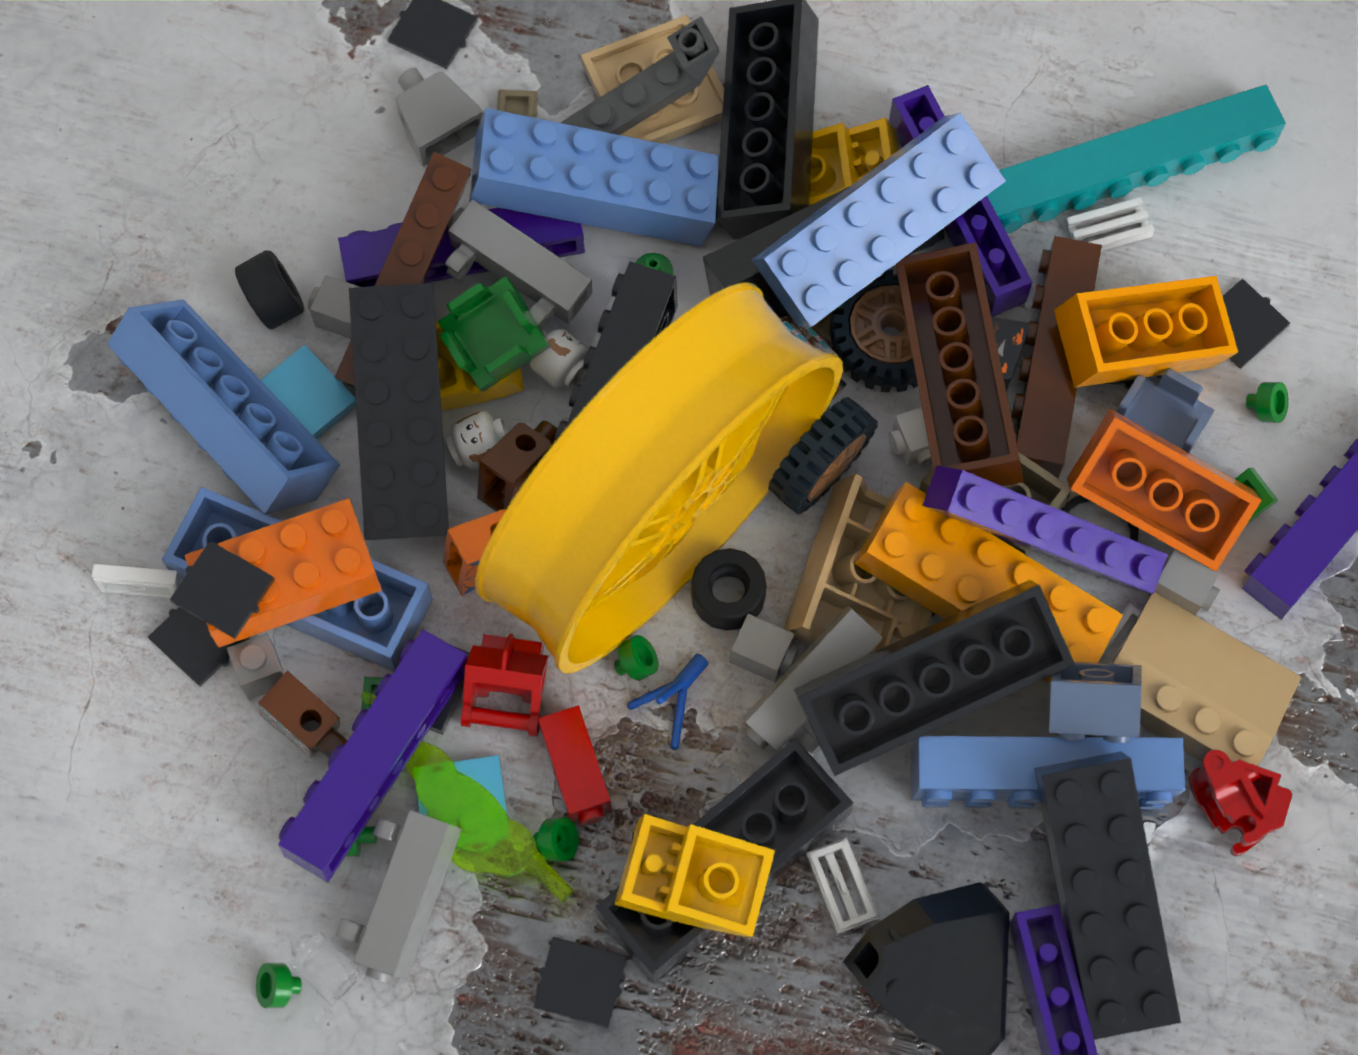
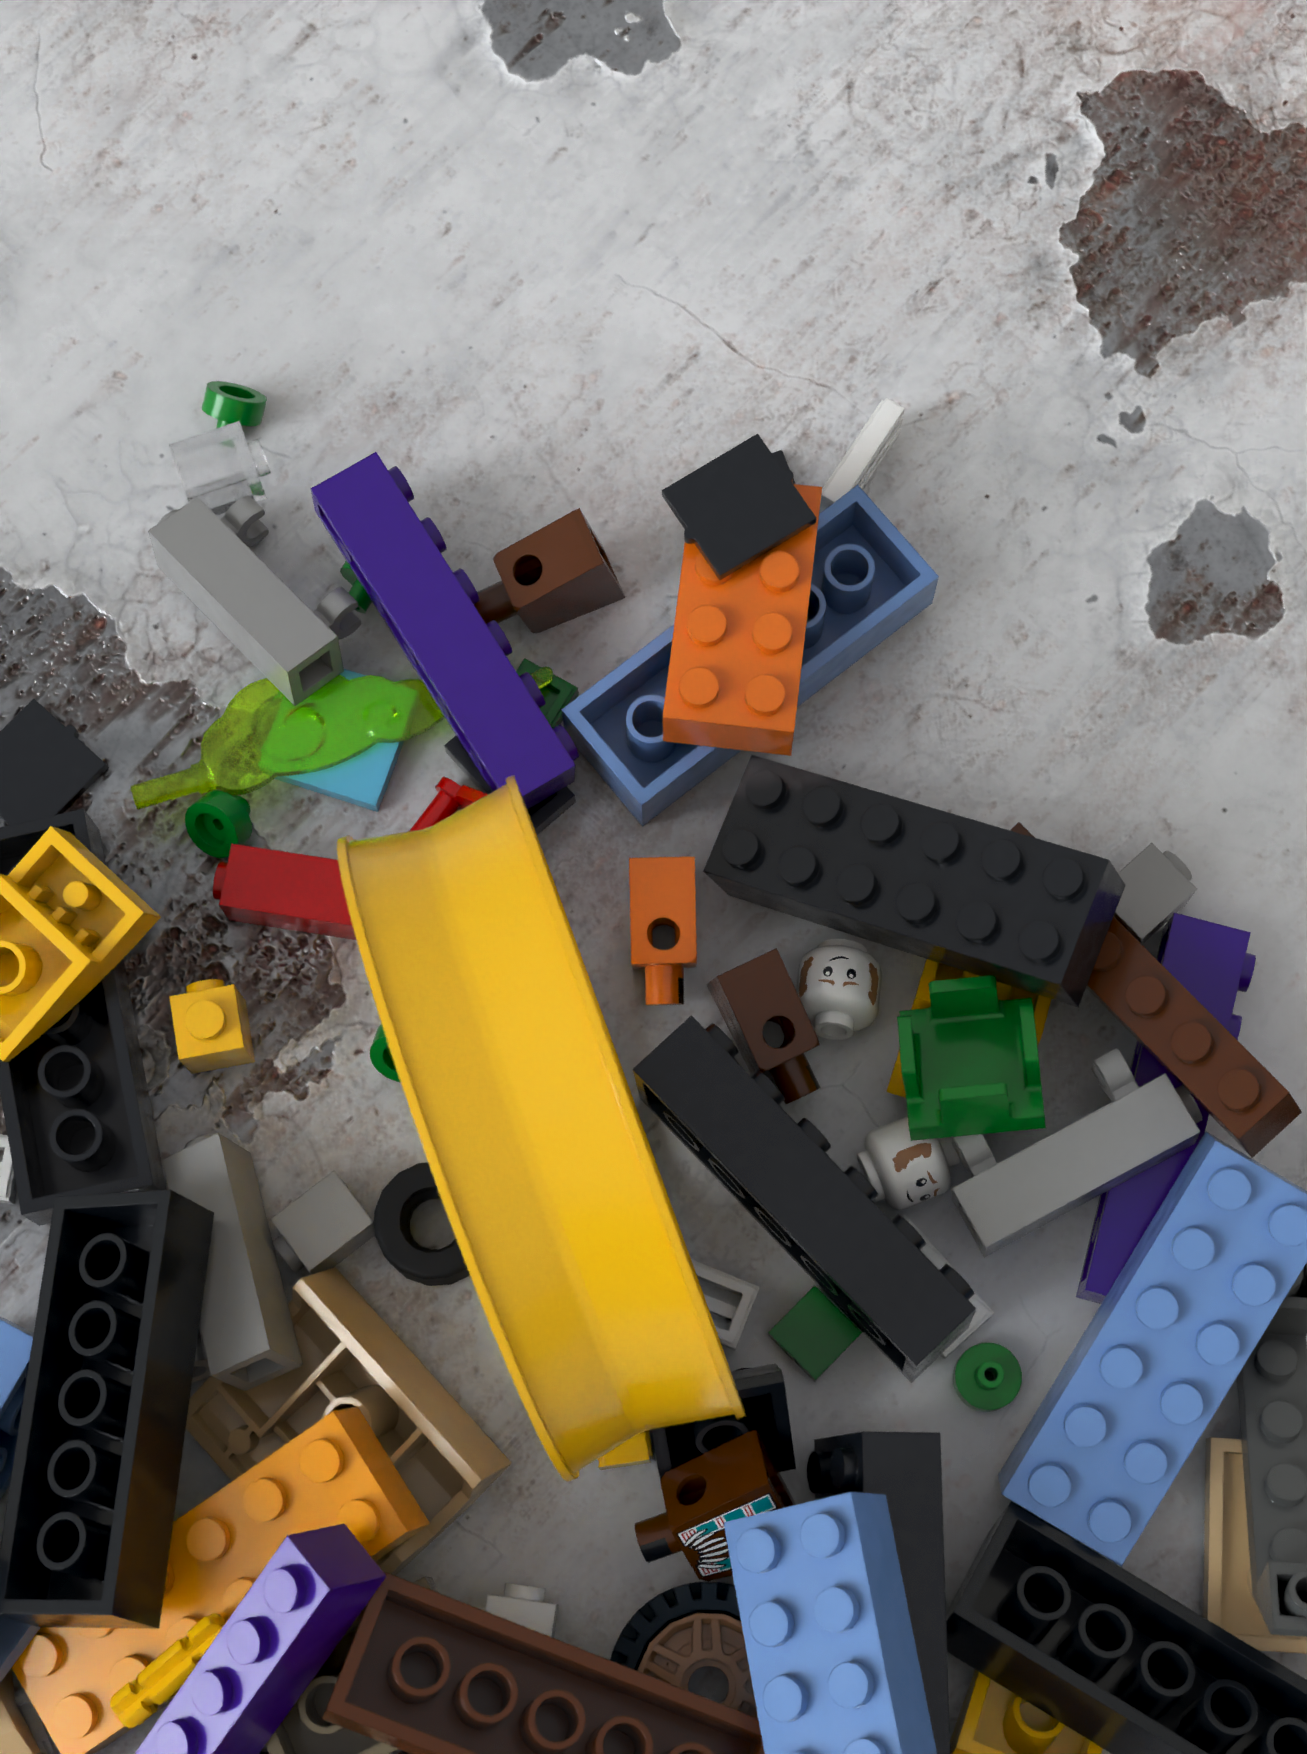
camera: 120 degrees right, 5 degrees up
(223, 405) = (1056, 660): medium blue brick -> none
(256, 665) = (653, 556): light grey brick -> none
(269, 289) = (1214, 806): black tyre -> none
(310, 391) = (1033, 776): medium azure tile -> none
(679, 685) = (337, 1085): blue plant -> none
(683, 771) = (211, 1026): none -> yellow brick
(822, 455) = (554, 1511): black wheel -> none
(1045, 569) = (165, 1674): none -> yellow axle

